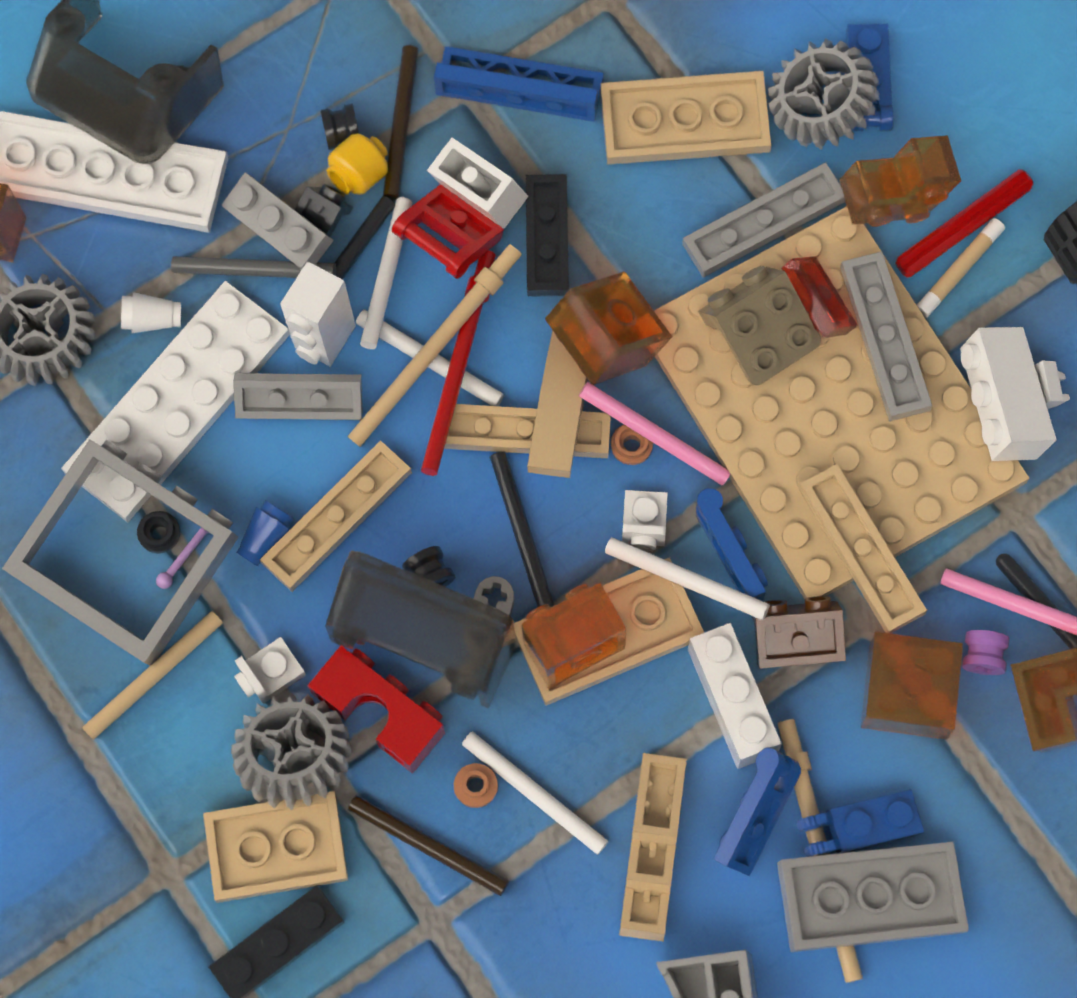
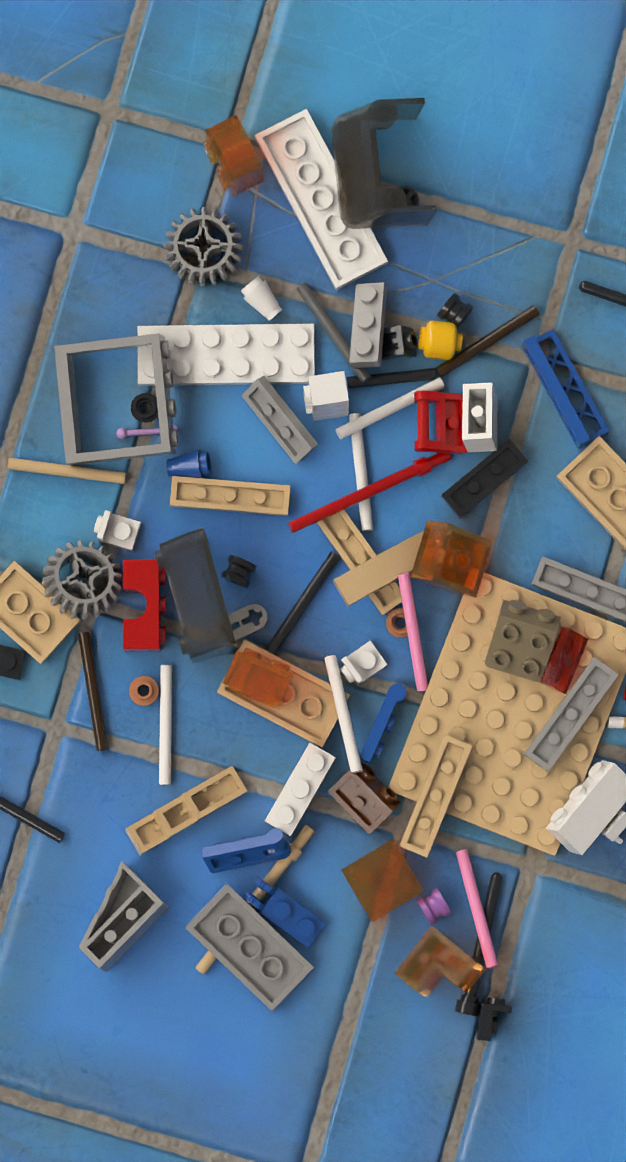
camera: 50 degrees right, 10 degrees up
(487, 283) = (425, 470): tan bar -> none

